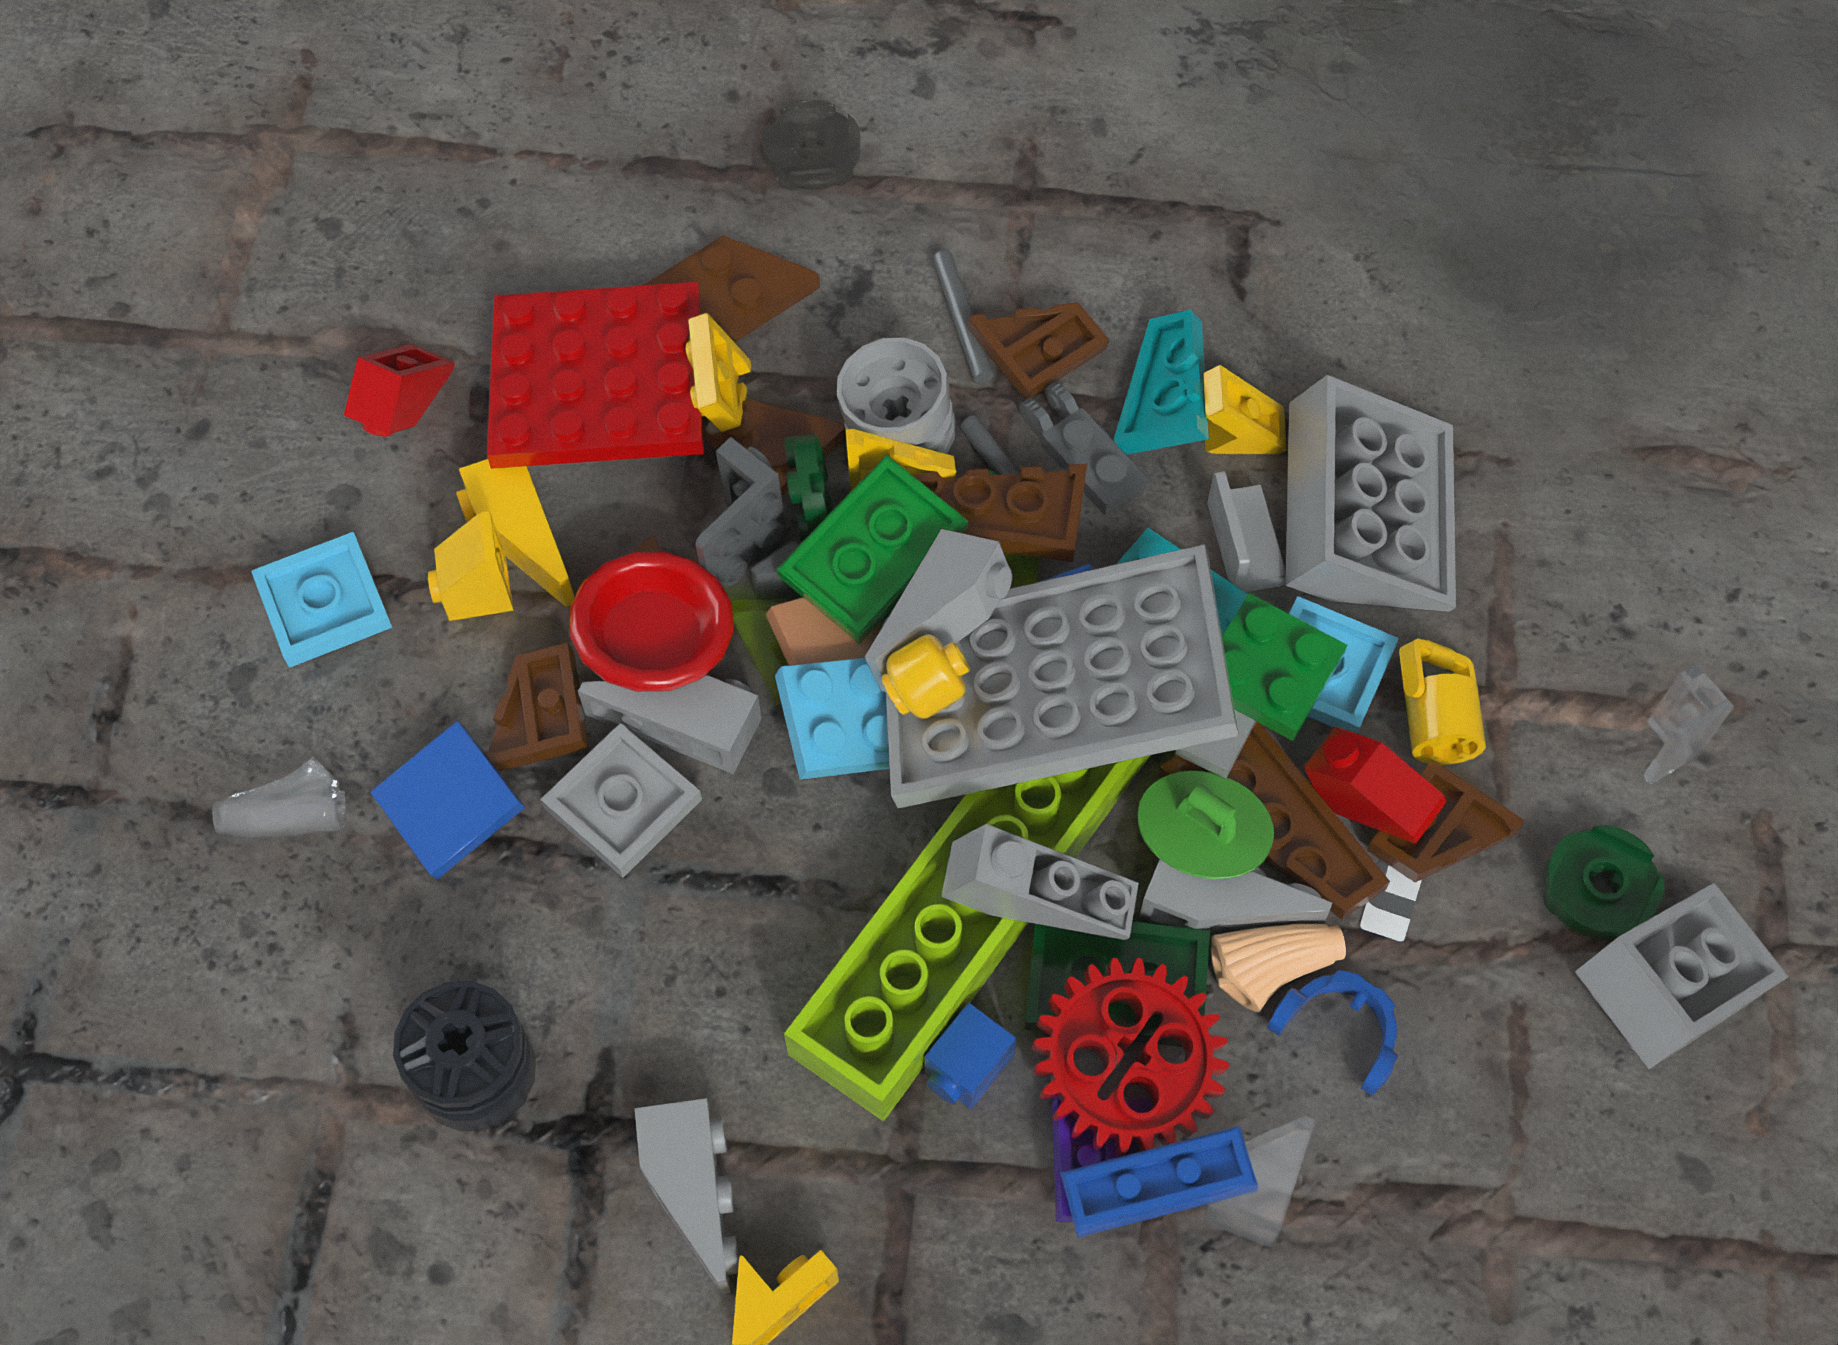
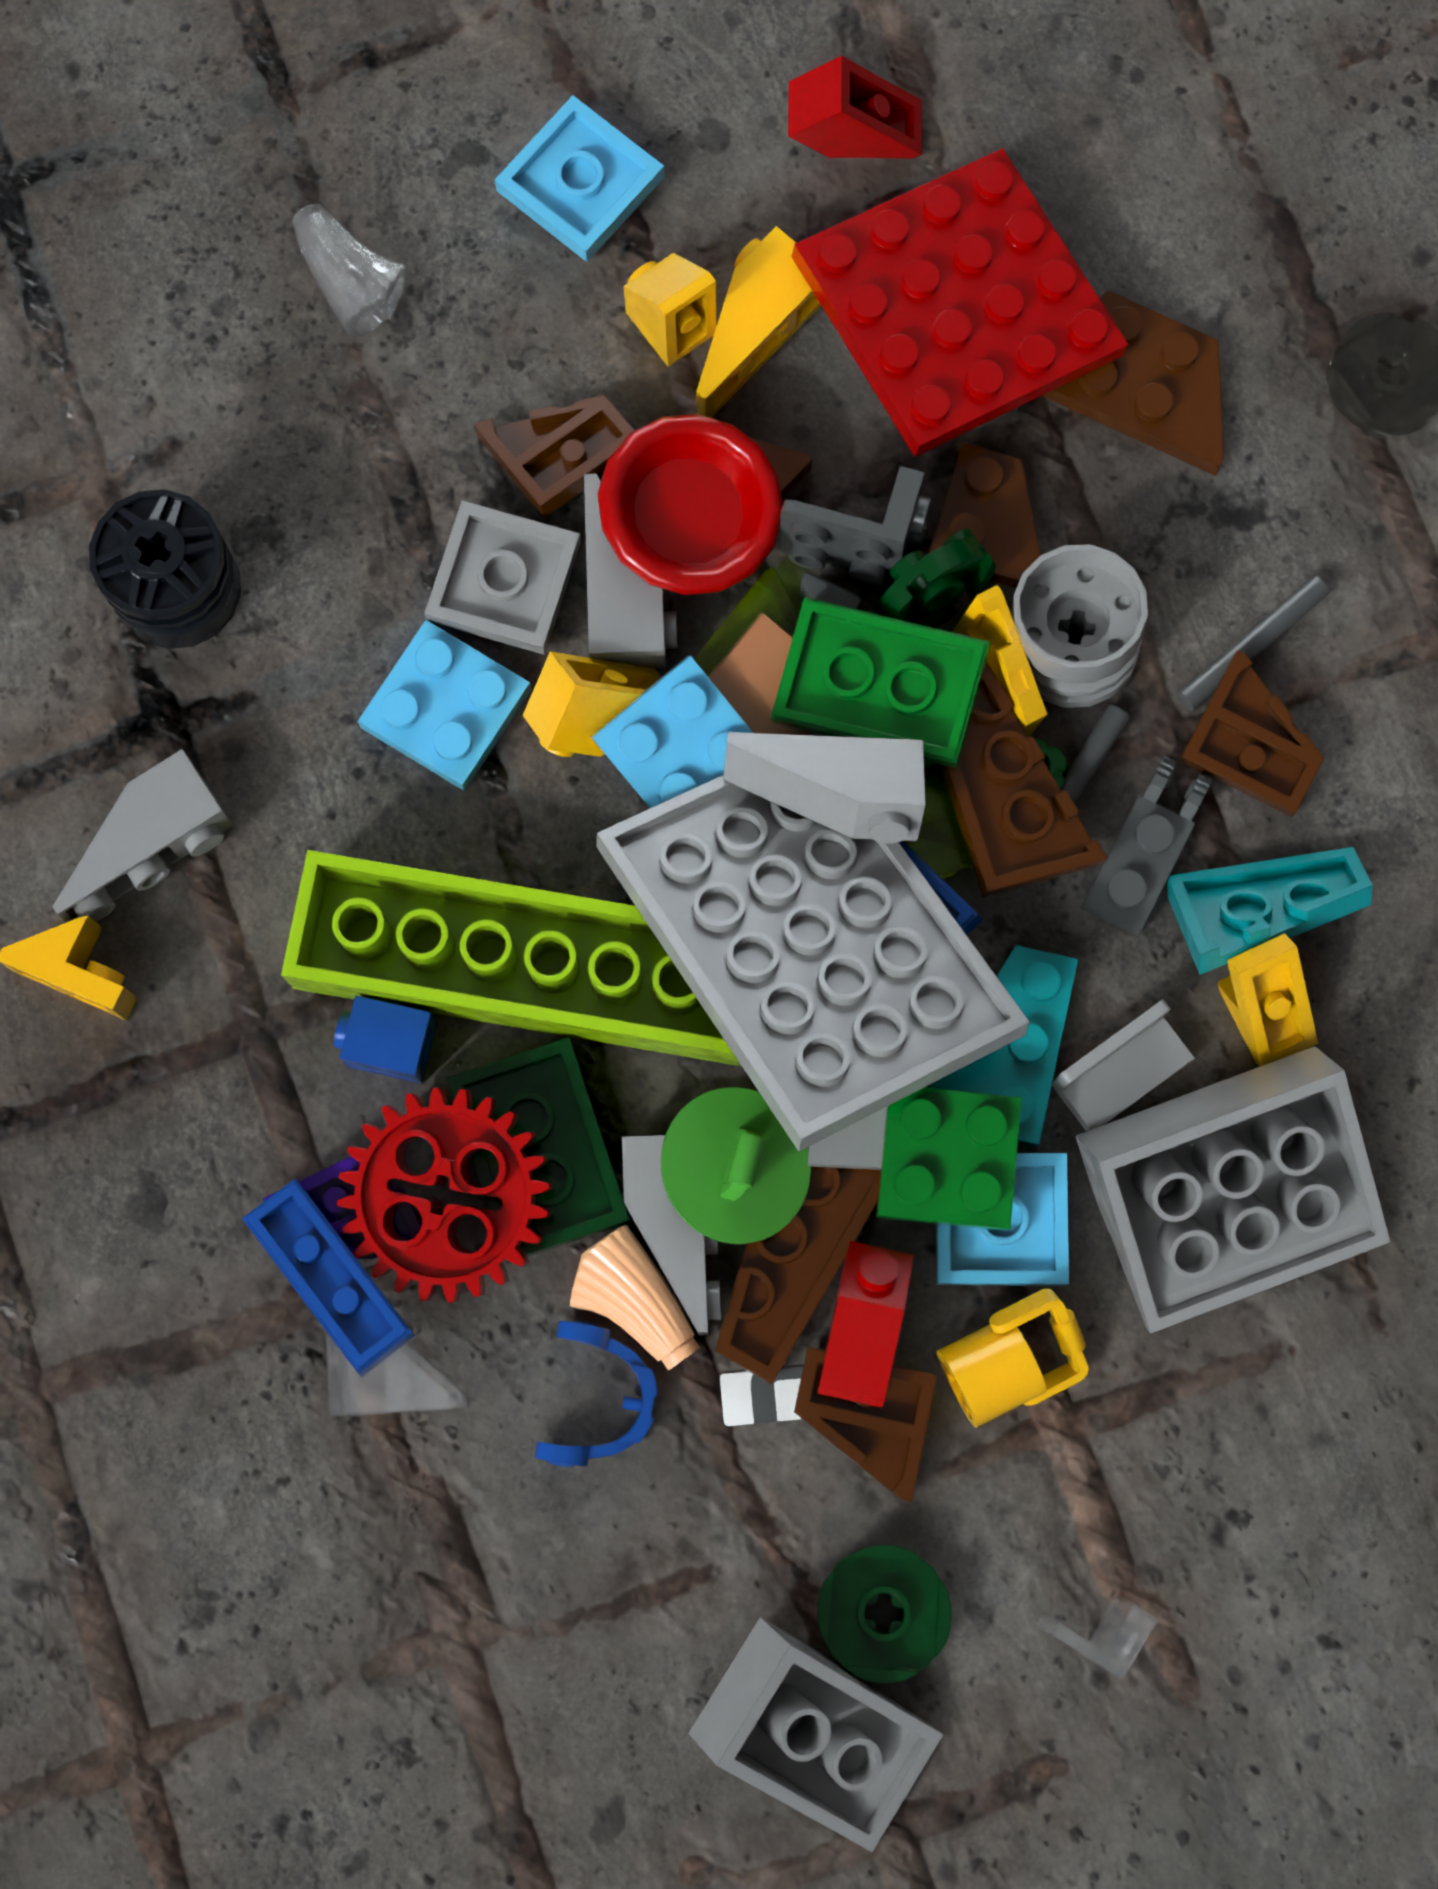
camera: 65 degrees right, 15 degrees up
(447, 800) = (424, 414): blue tile -> none
(702, 894) = (445, 705): none -> medium azure plate
(716, 373) = (1017, 421): yellow wing -> none
(765, 778) = (579, 698): none -> yellow slope
(925, 676) = (739, 804): yellow head -> none
(1037, 885) = (563, 1027): light grey slope -> none

